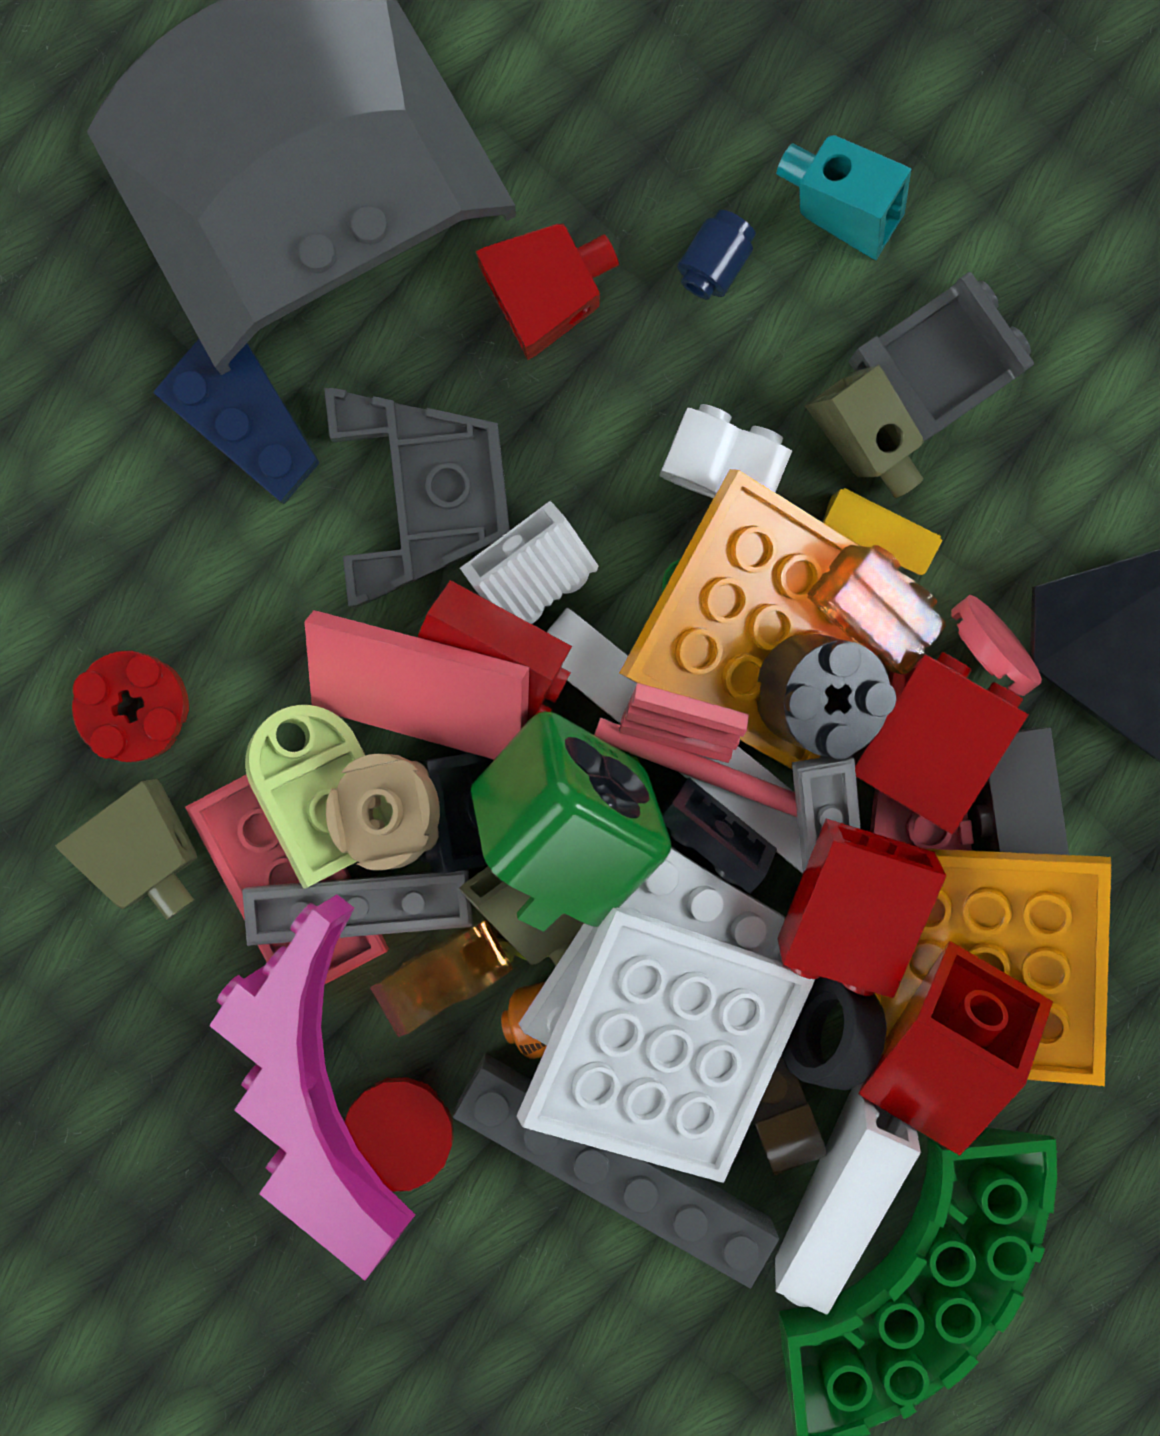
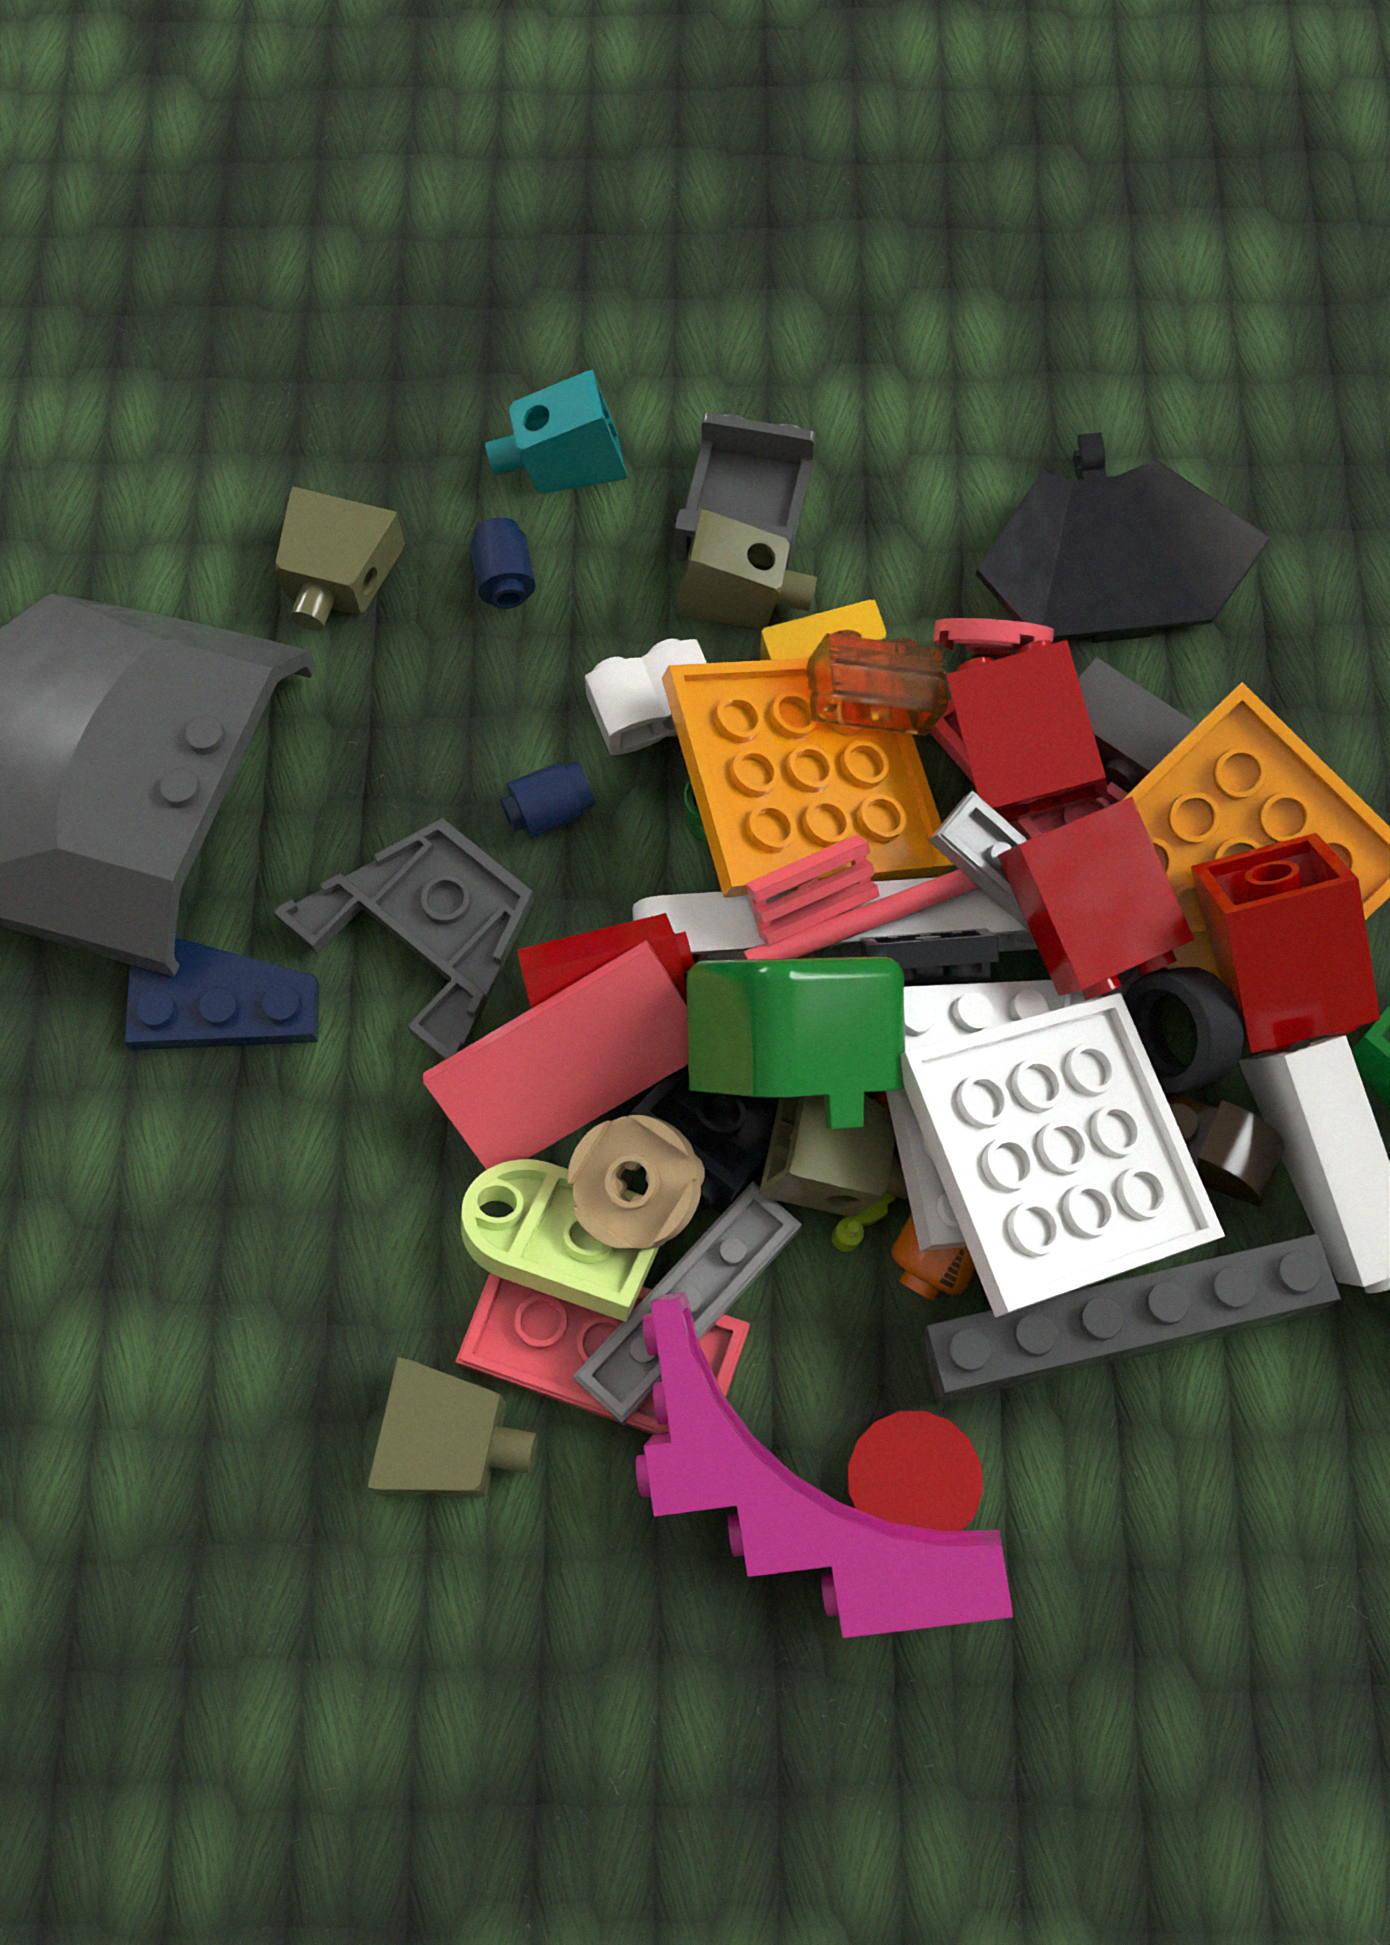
camera: 45 degrees left, 20 degrees down
(101, 691) = (338, 1358): red plate -> none
(441, 976) = (817, 1286): clear orange brick -> none
(531, 565) = (572, 886): white brick -> none
(545, 282) = (383, 691): red torso -> none
(581, 473) = (547, 798): none -> dark blue brick
(602, 135) = (334, 555): none -> olive torso
(824, 694) = (900, 774): brick -> none

